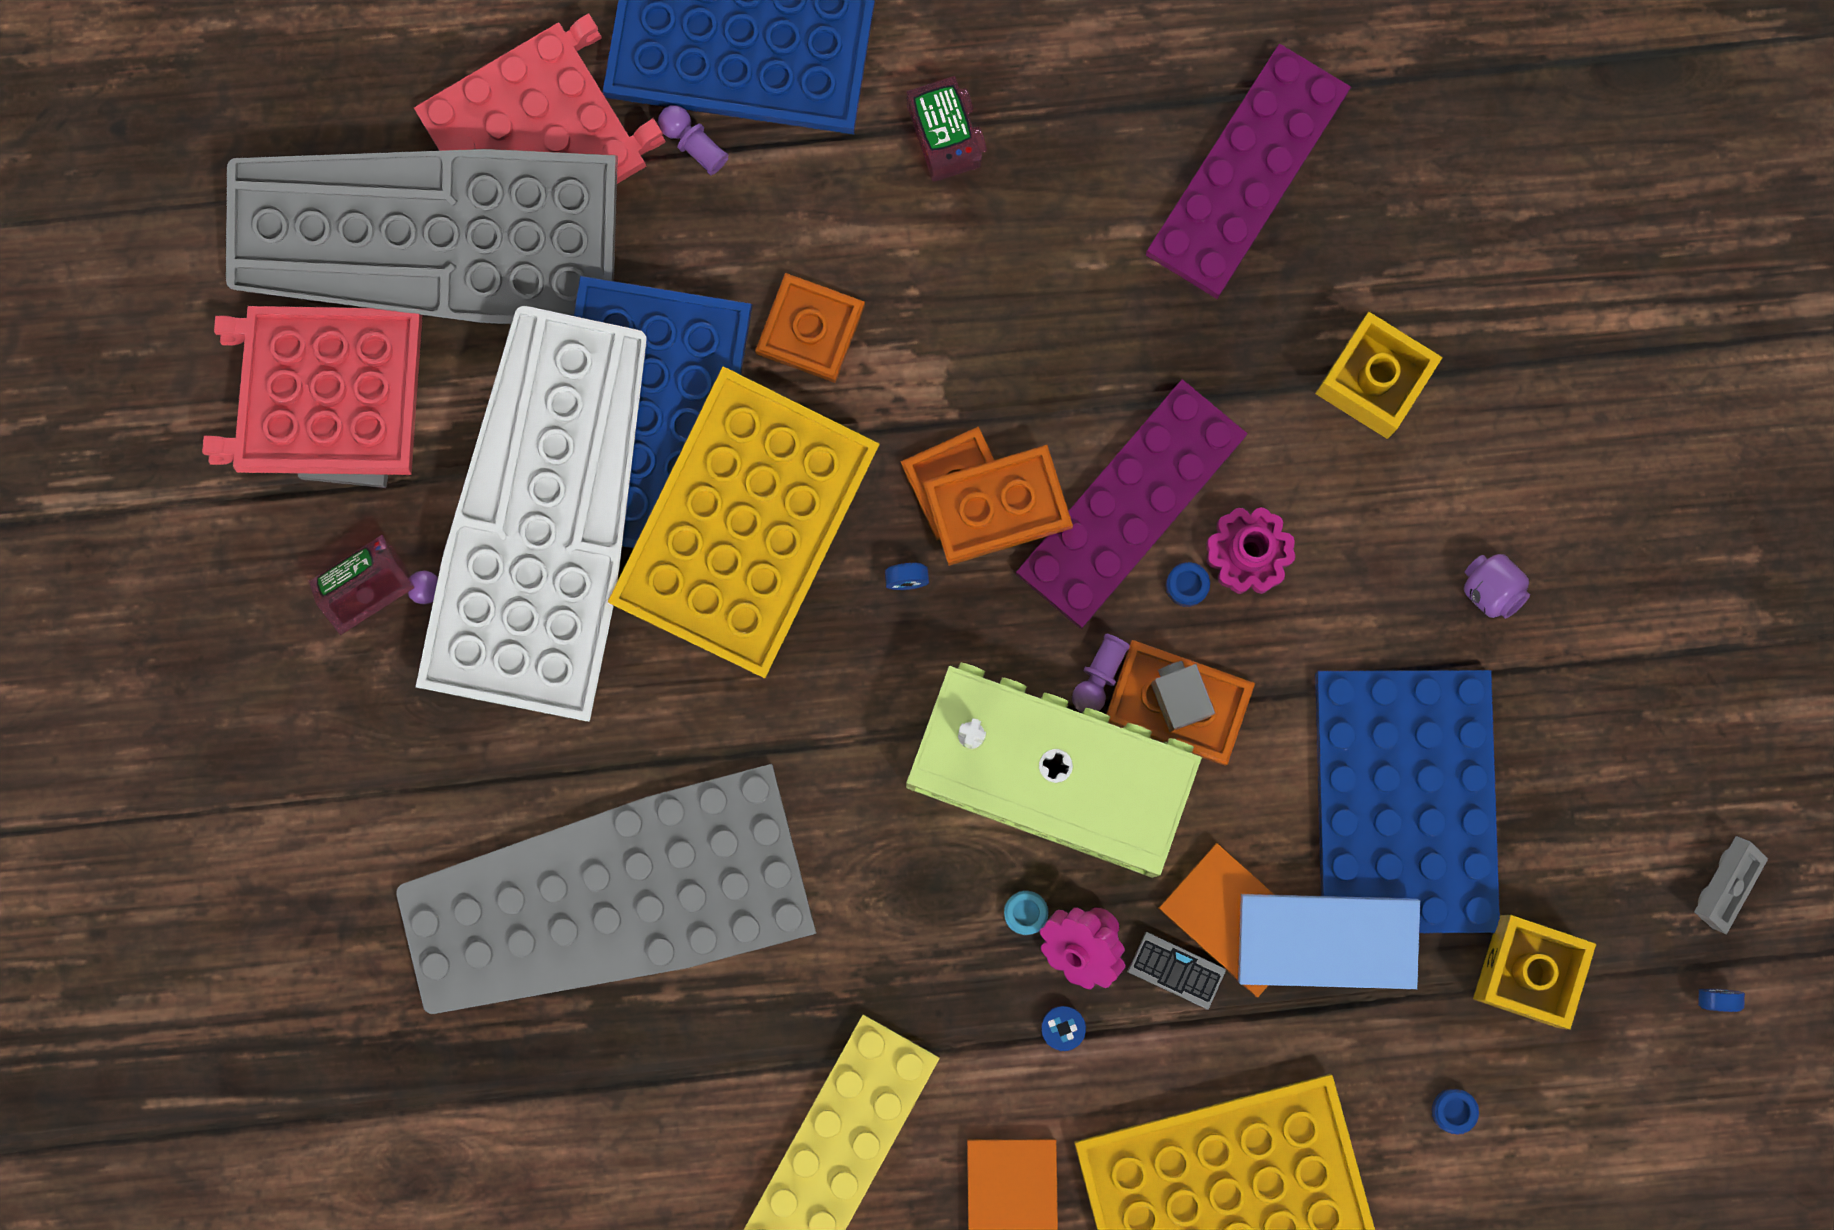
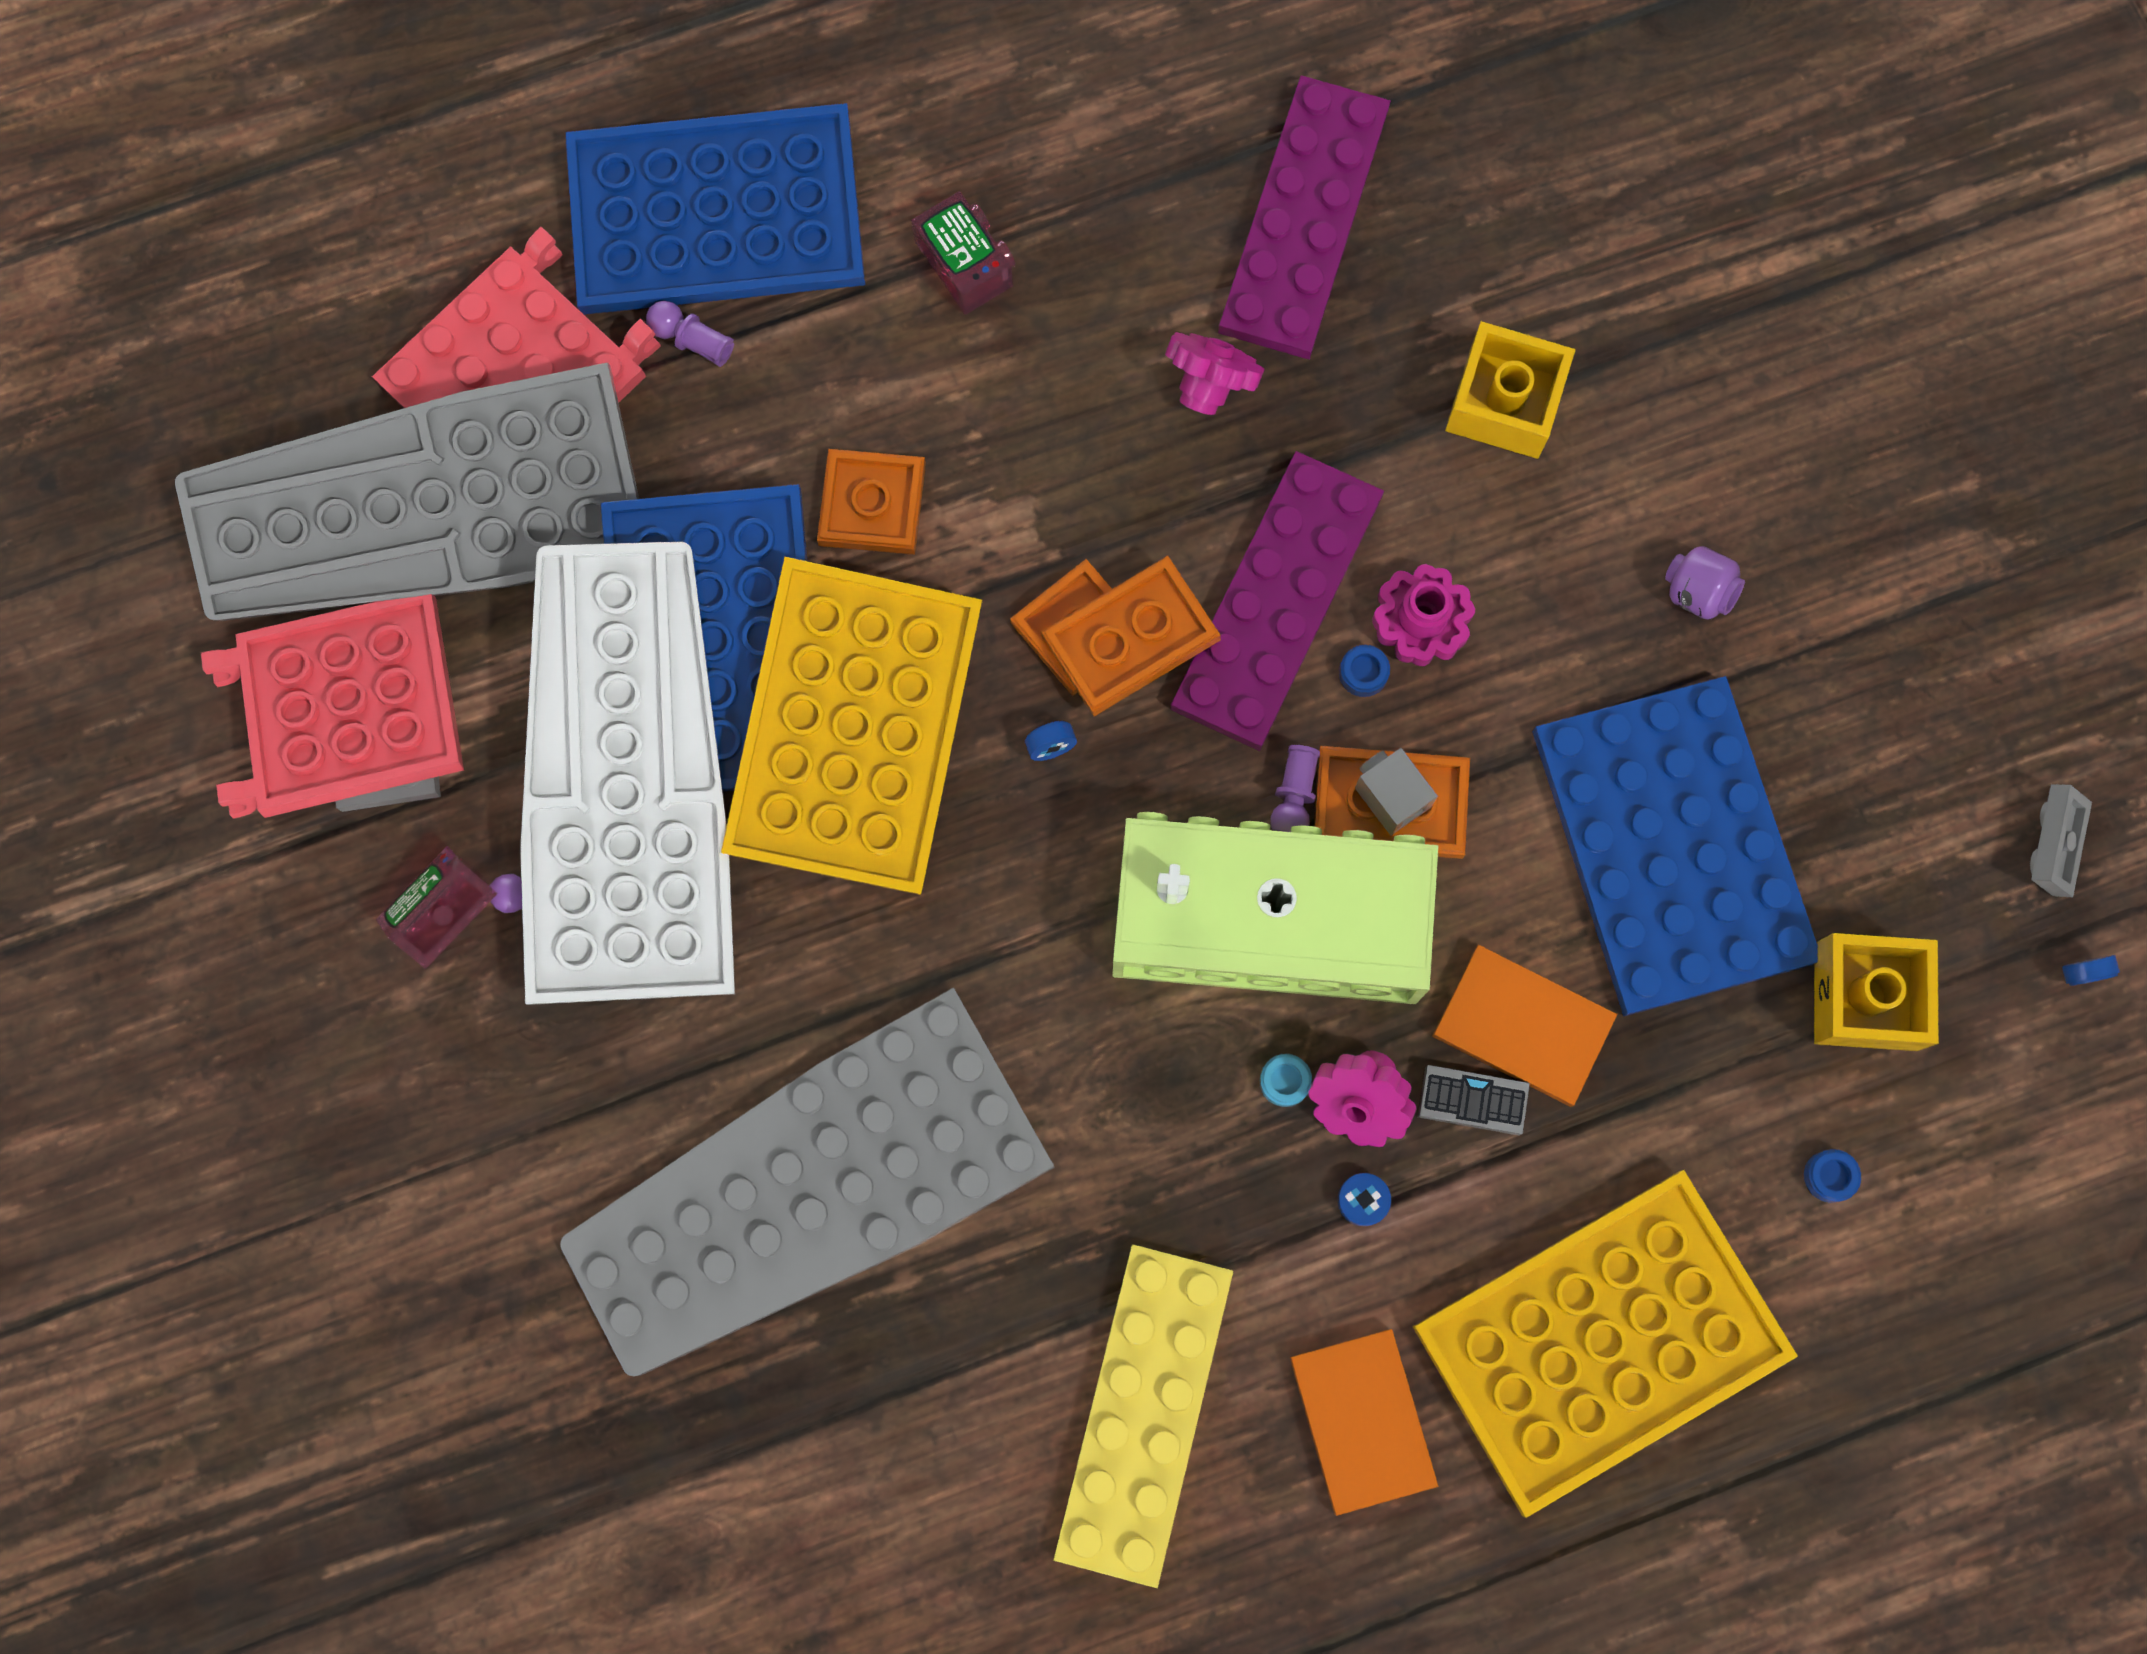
camera: 10 degrees left, 5 degrees down
(1128, 290) = (1211, 370): none -> dark pink plant
(1329, 941) = (1636, 1019): light blue tile -> none

